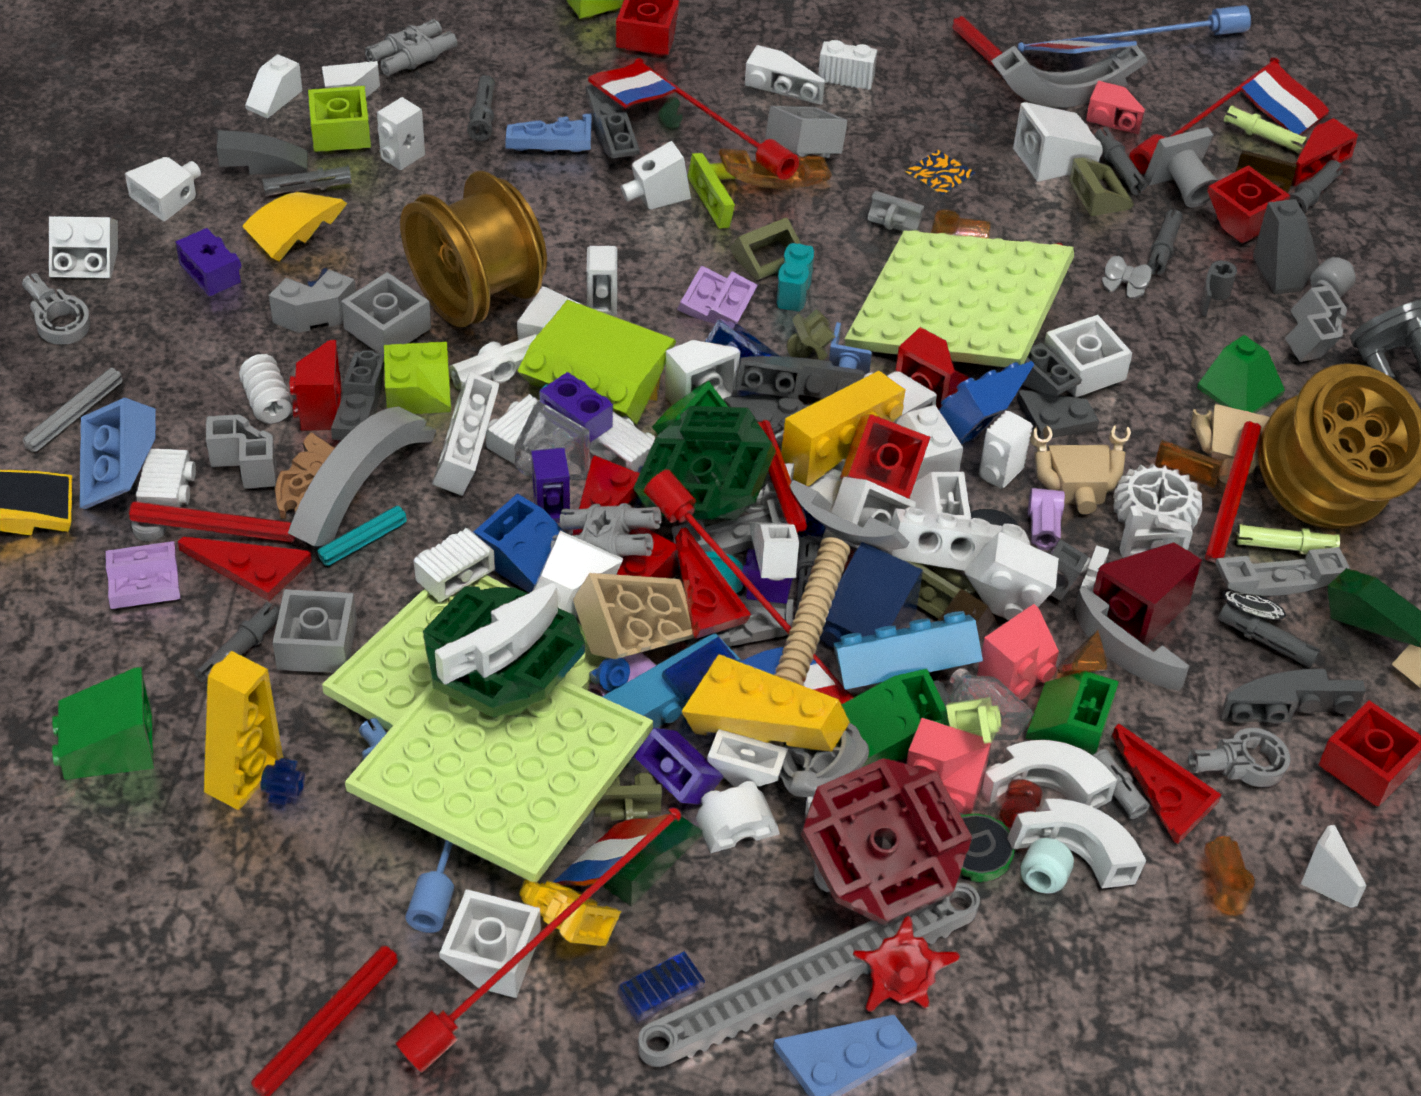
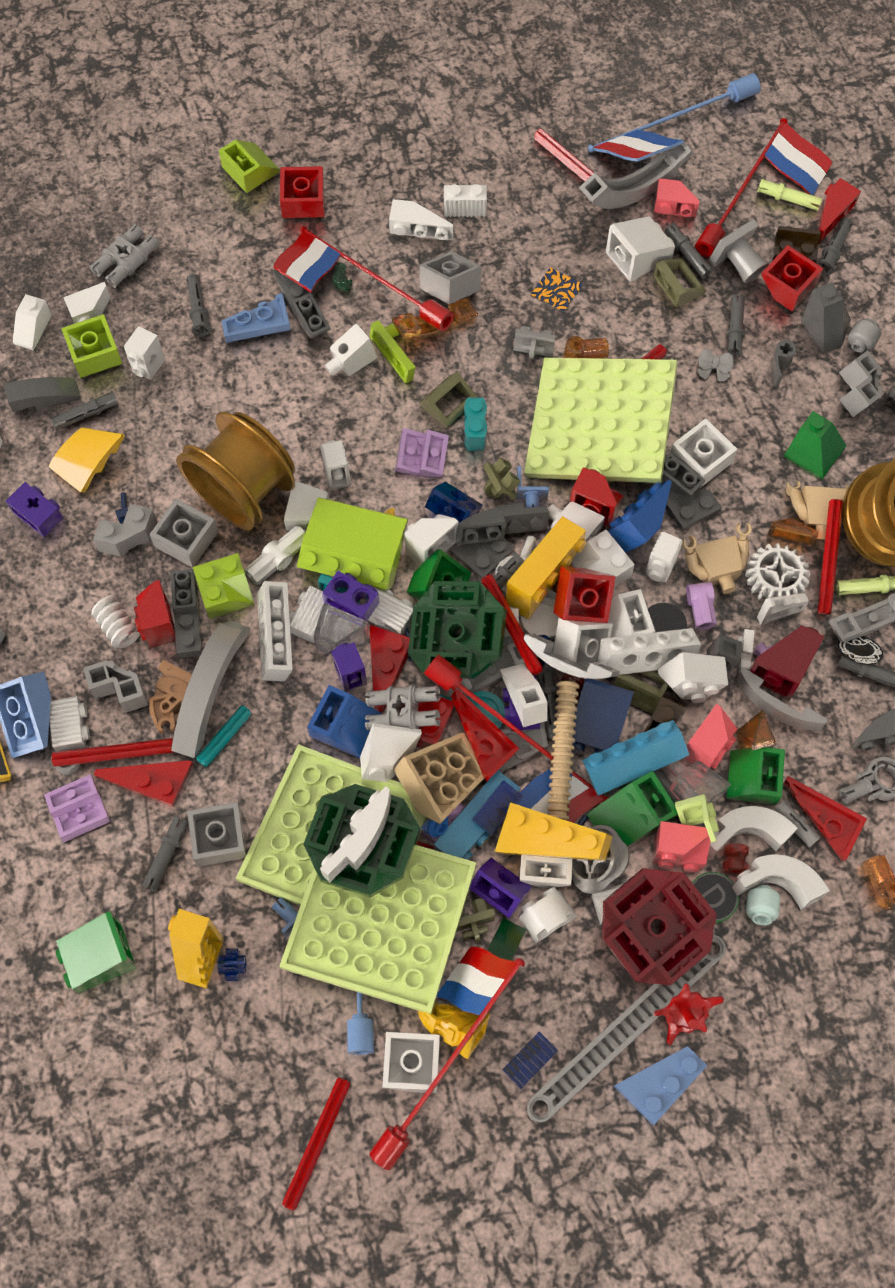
camera: 10 degrees left, 20 degrees up
(453, 564) = (299, 755): white brick -> none

